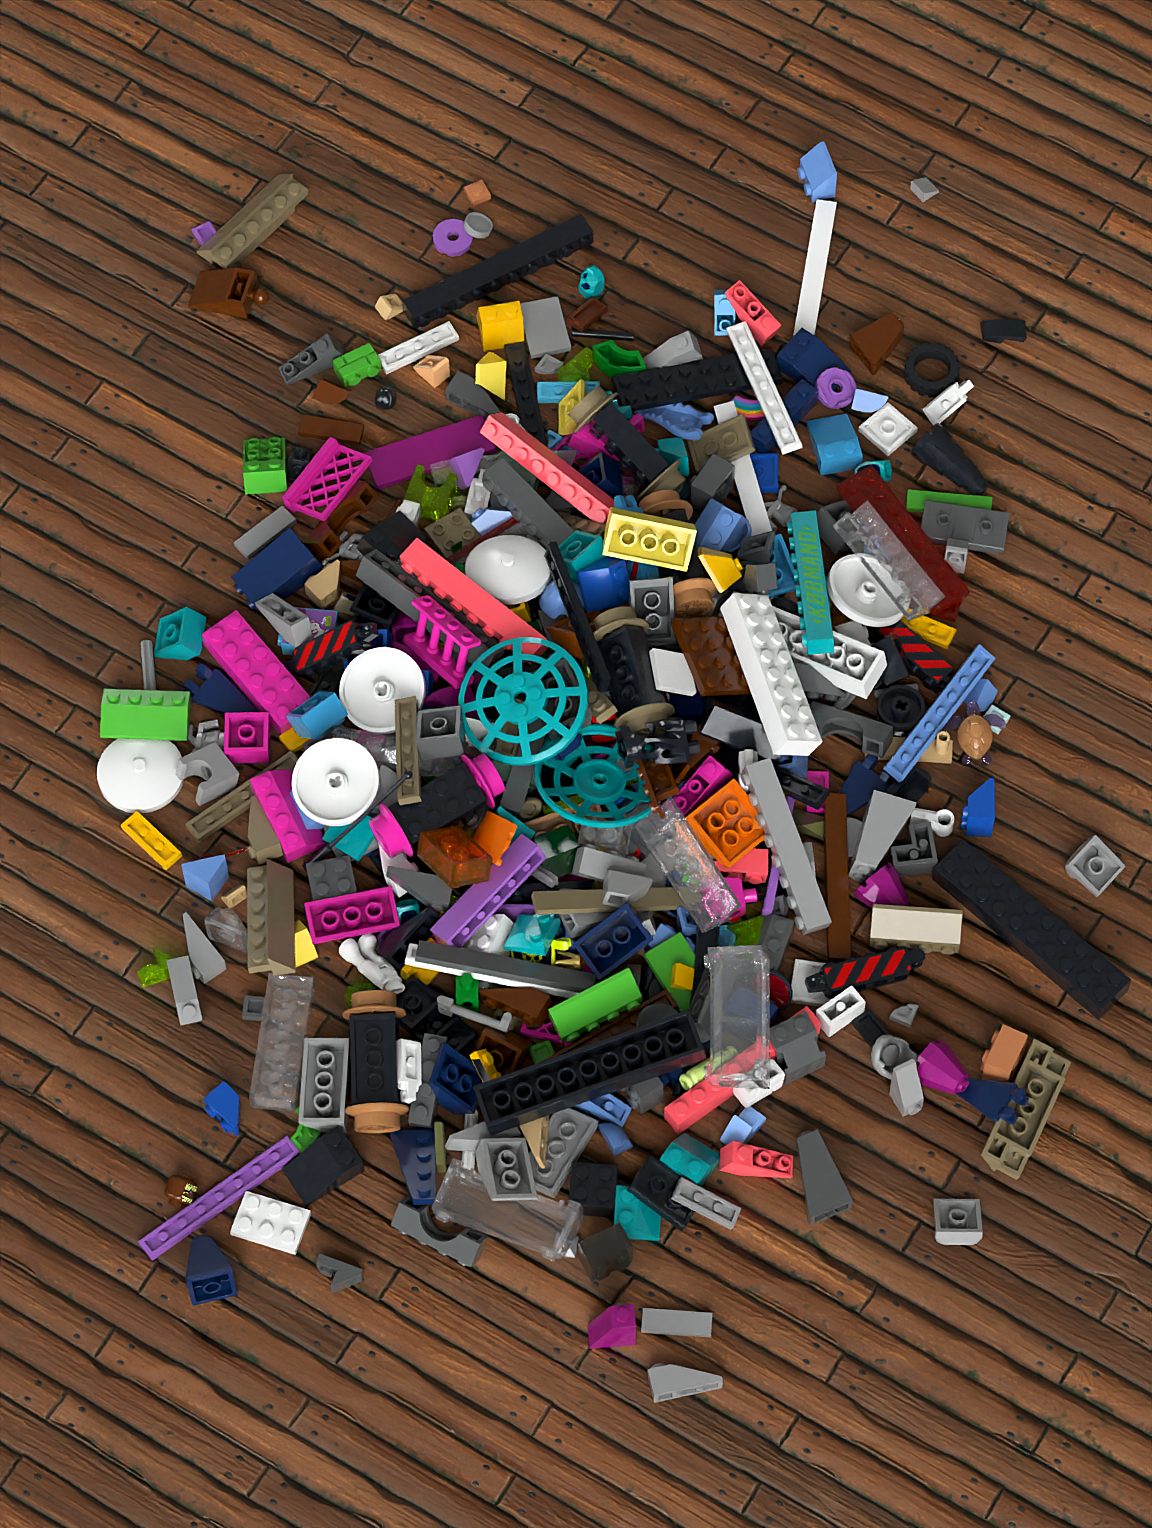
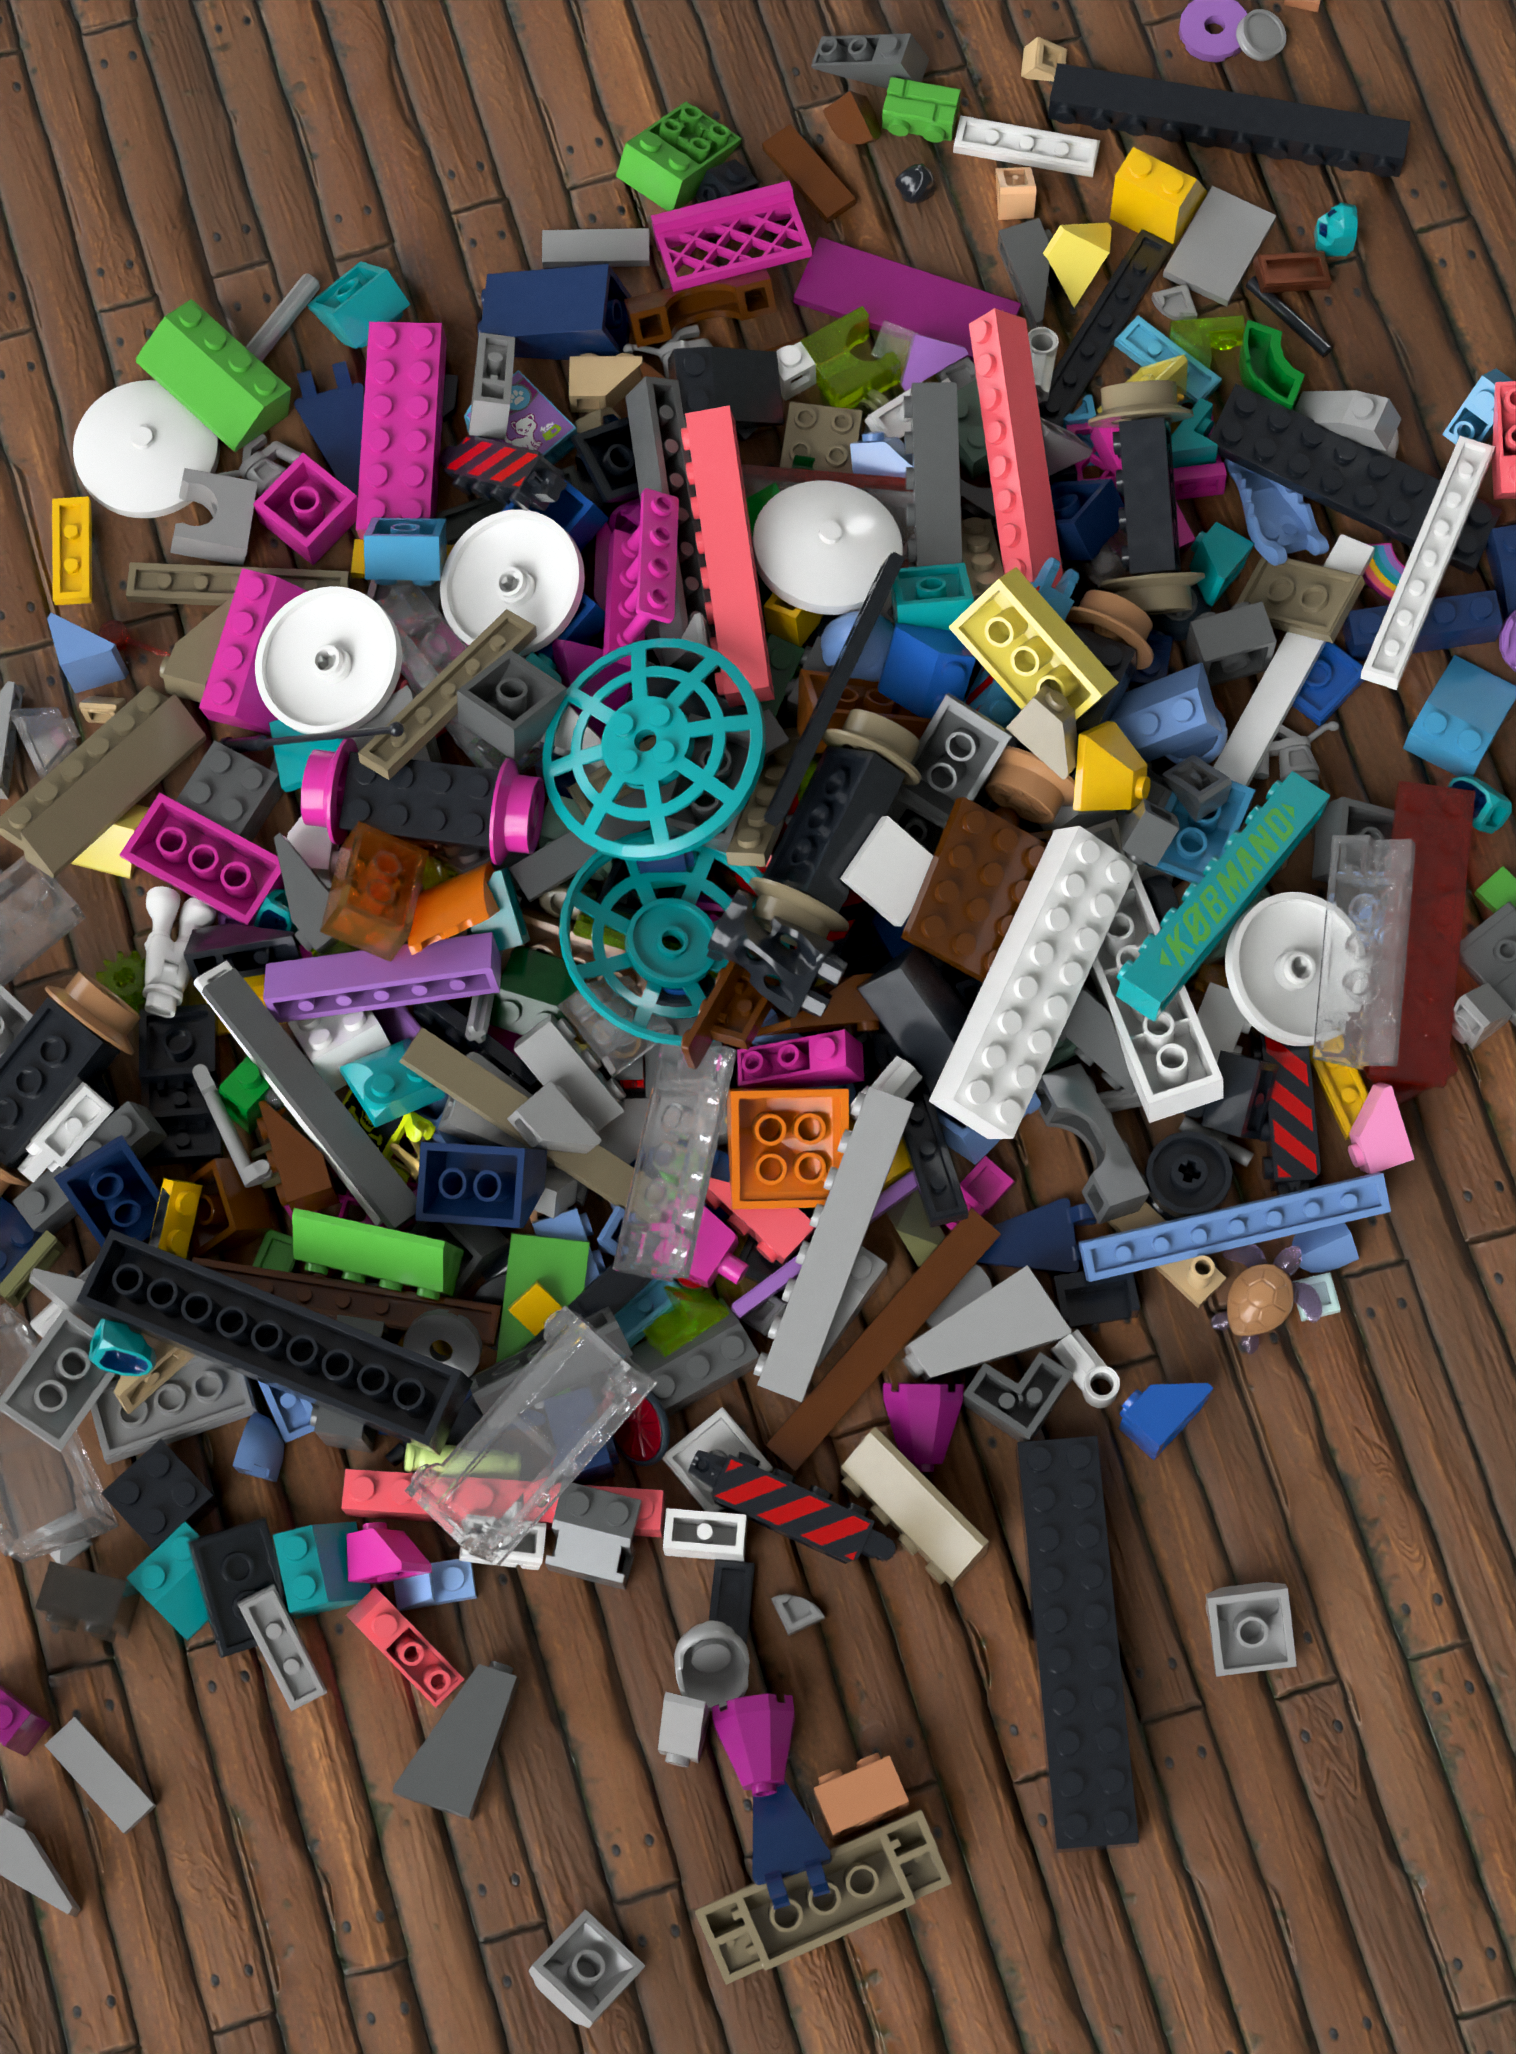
camera: 45 degrees right, 10 degrees up
(493, 640) = (698, 631): none -> light grey slope
(522, 1134) = (120, 1350): none -> teal rock
(683, 564) = (1048, 730): none -> slope
(713, 1131) = (383, 1555): none -> dark pink slope
(960, 631) = (1379, 1133): none -> bright pink slope

